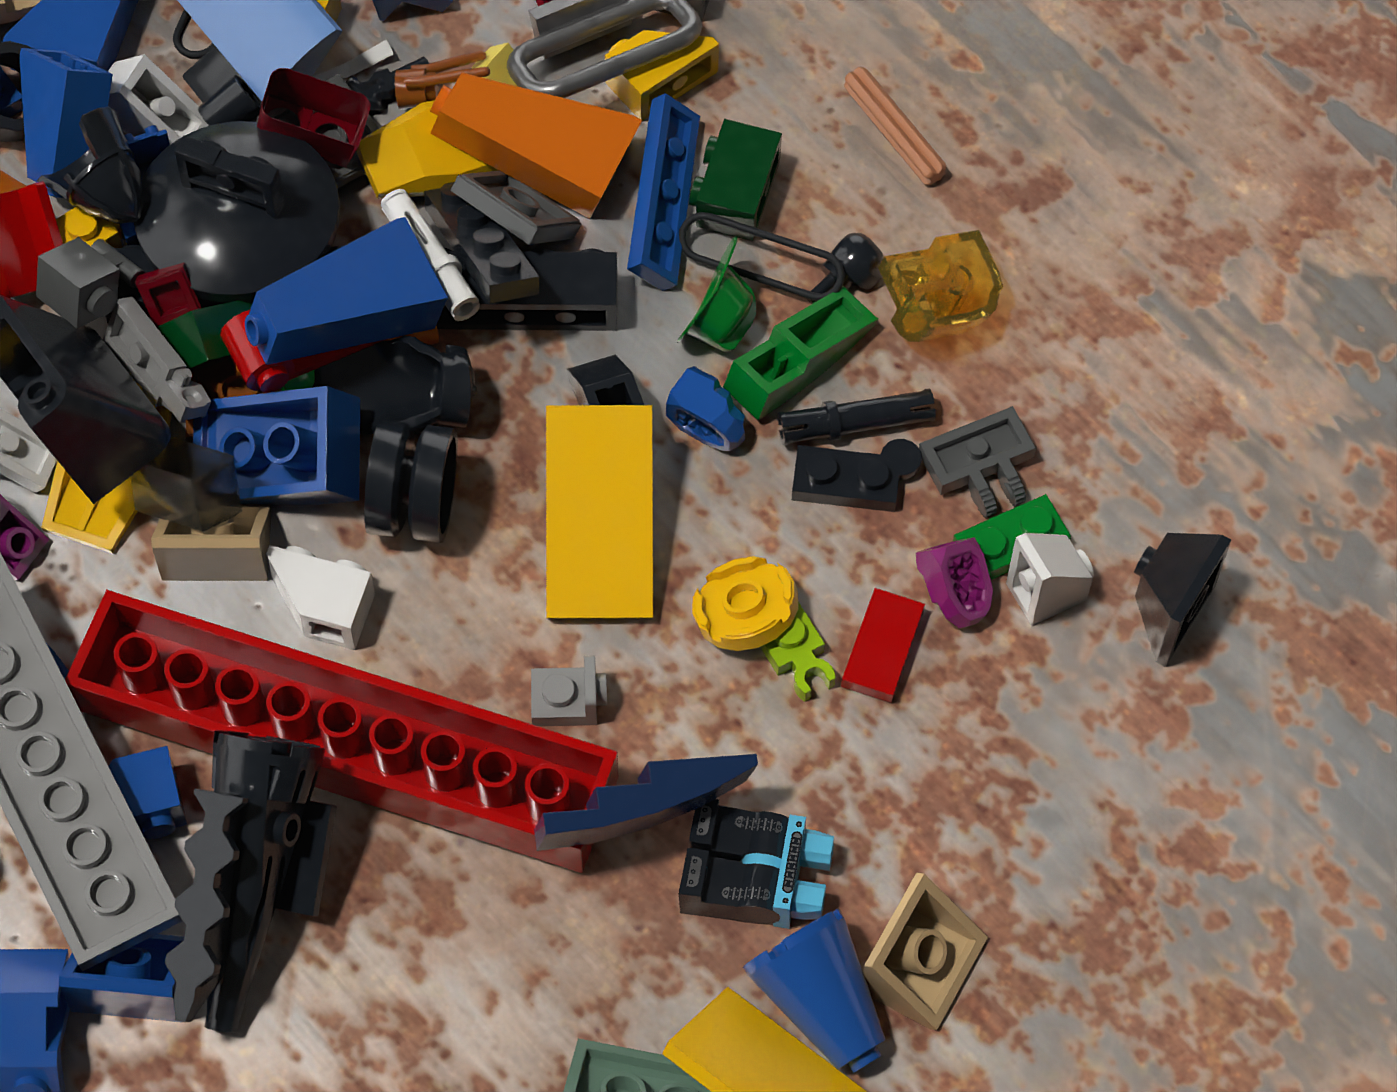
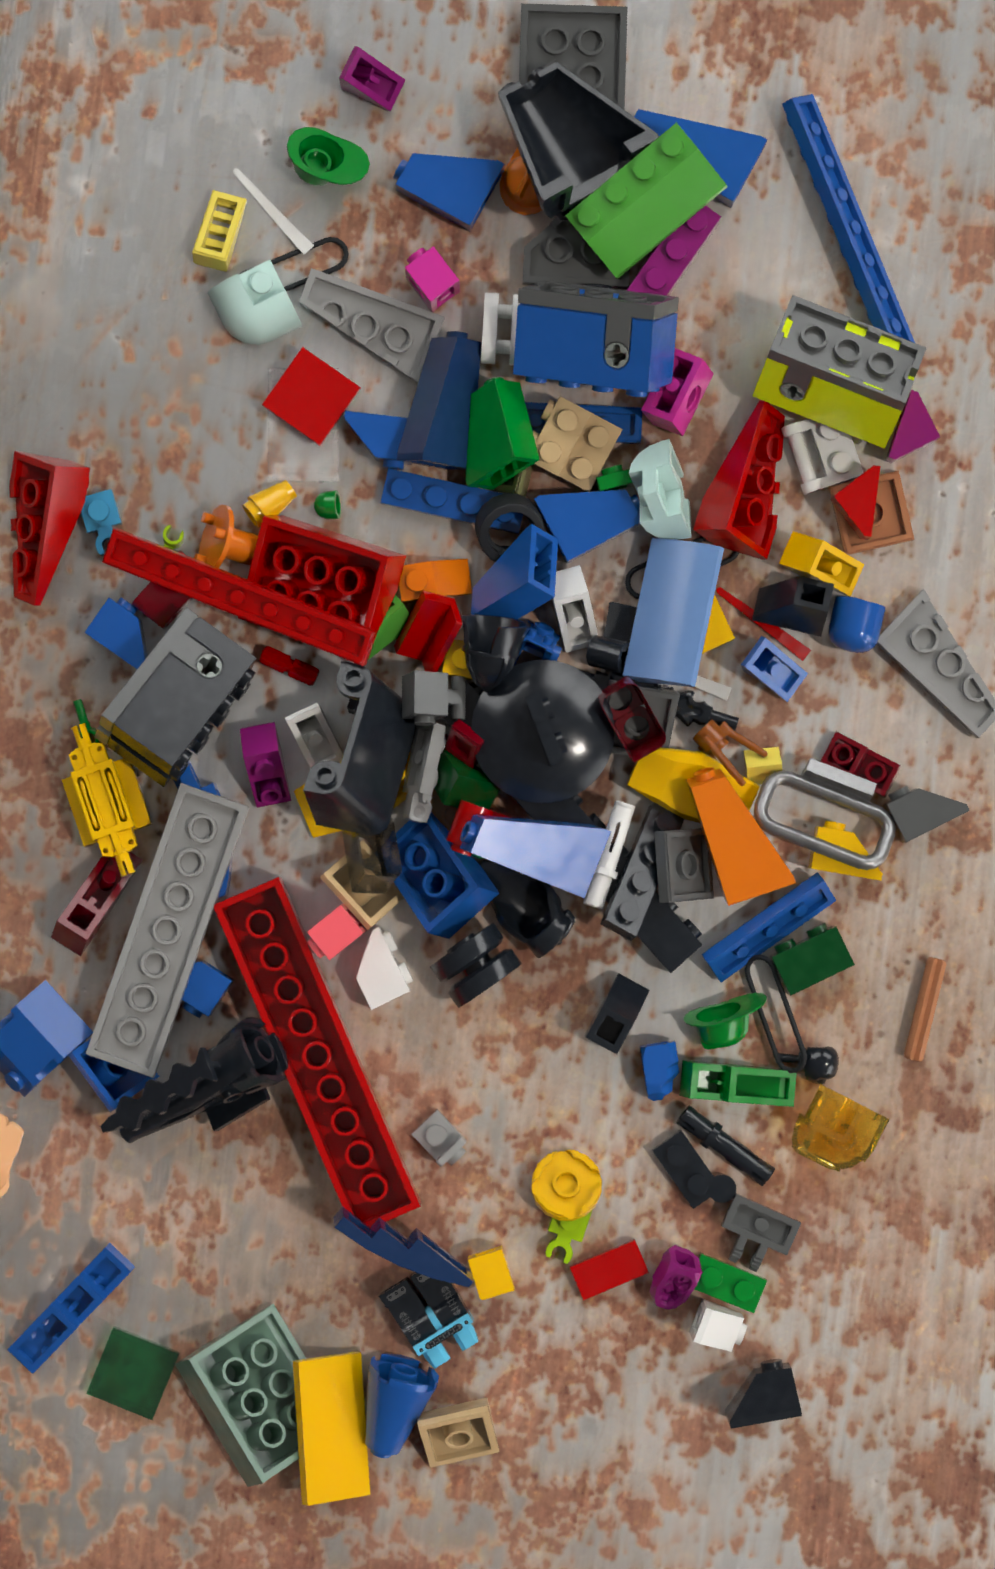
camera: 50 degrees right, 25 degrees up
(226, 571) = (335, 932): none -> coral brick
(599, 511) = (545, 1073): yellow tile -> none
(778, 754) = (491, 1273): none -> yellow panel

